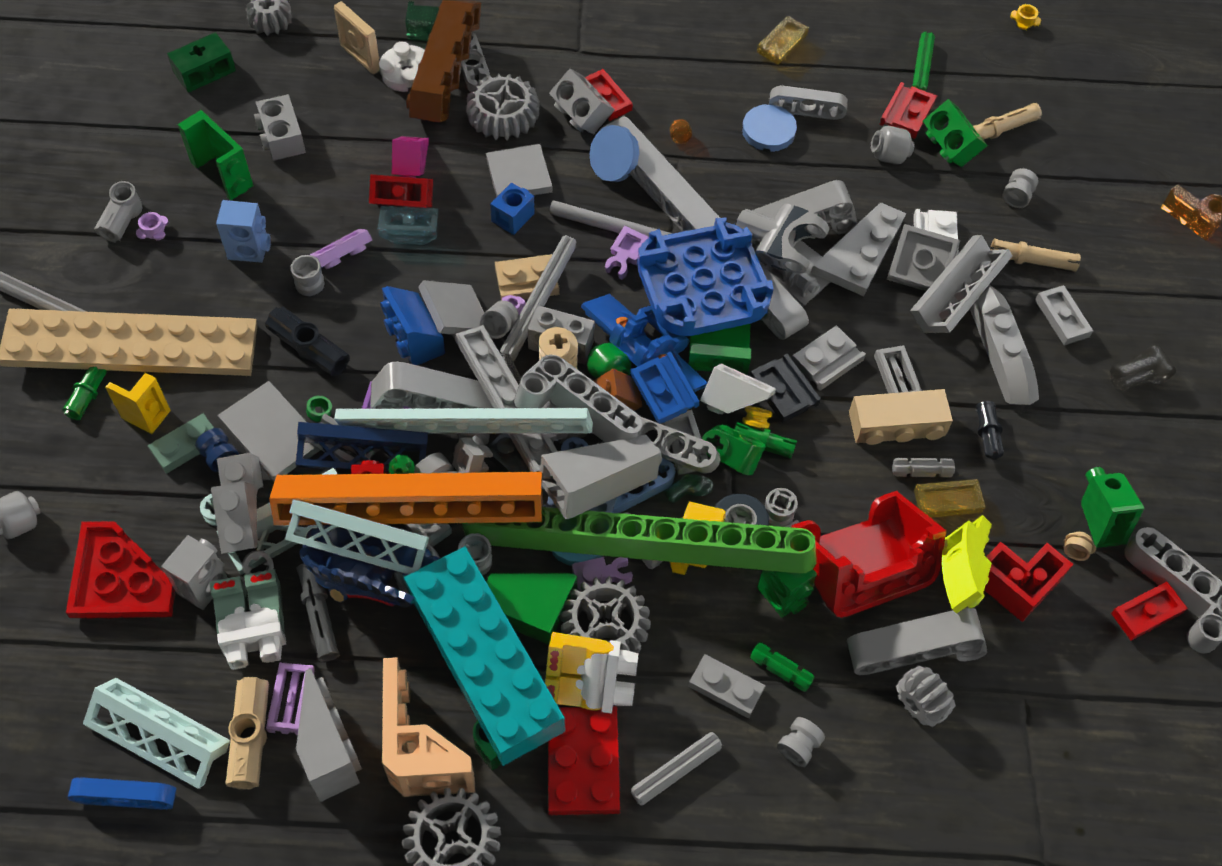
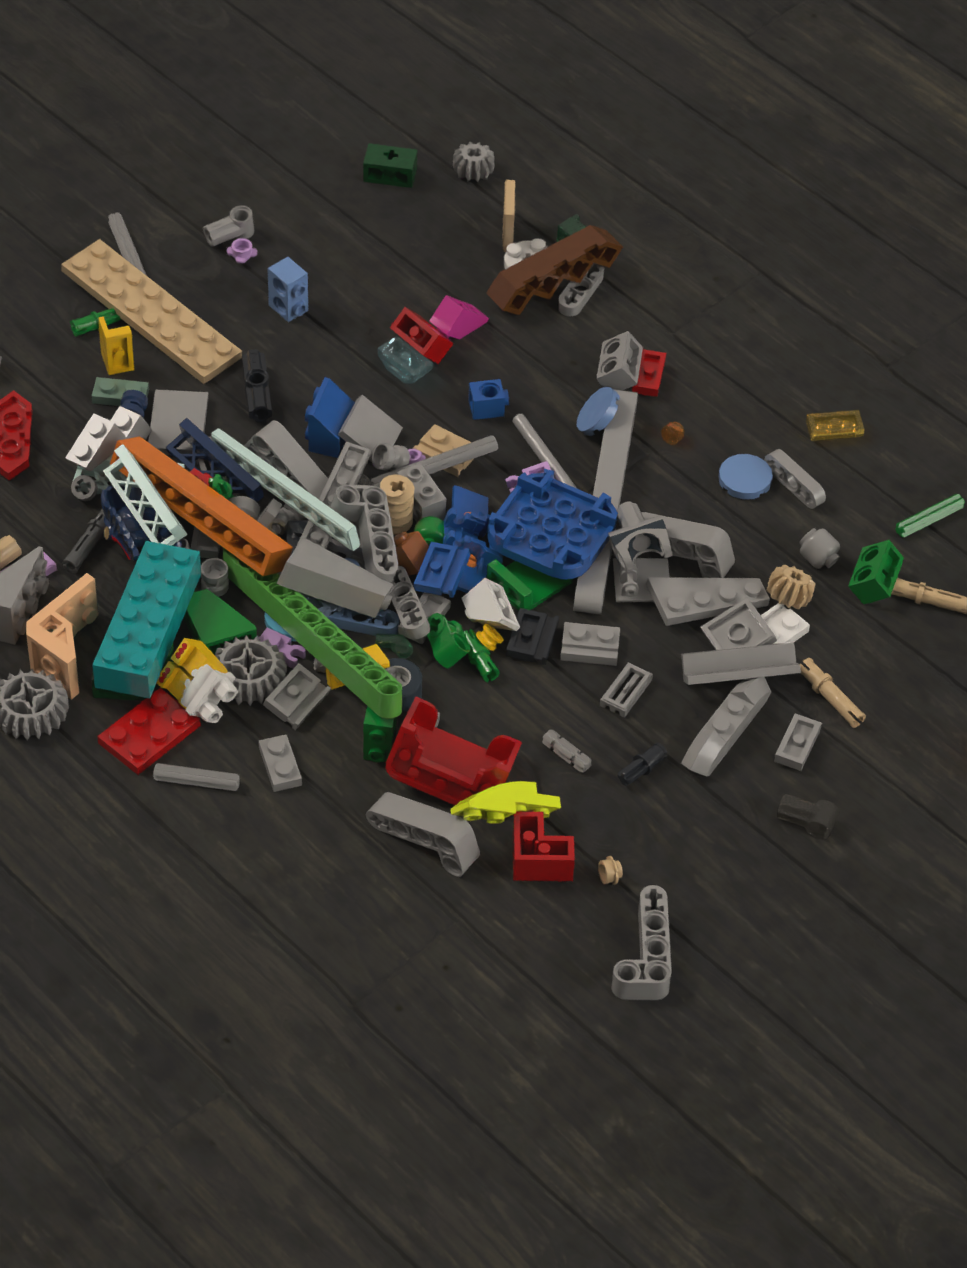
camera: 45 degrees right, 10 degrees down
(192, 569) = (43, 460): light grey brick -> none
(207, 140) = (326, 230): green panel -> none
(251, 630) = (49, 510): hips -> none
(280, 127) = (392, 242): light grey brick -> none
(307, 275) = (302, 346): light grey wheel -> none
(318, 401) = (218, 423): green hinge -> none
(351, 243) = (332, 345): lavender plate -> none
(502, 106) = (562, 335): light grey gear -> none
(521, 166) = (526, 381): light grey tile -> none
(671, 609) = (296, 696): none -> light grey plate
(774, 504) = (436, 692): light grey wheel -> none
(782, 667) = (326, 779): green axle -> none
(800, 743) = (284, 820): light grey wheel -> none
(900, 416) = (588, 709): tan brick -> none
(908, 109) = (866, 532): red plate -> none
(914, 191) = (791, 586): none -> tan gear
(925, 696) = (387, 855): light grey gear -> none
(950, 498) = (557, 778): clear yellow plate -> none
(1020, 188) = (881, 644): light grey wheel -> none
(1110, 507) = (660, 852): green torso -> none
(1149, 610) = (605, 939): red plate -> none

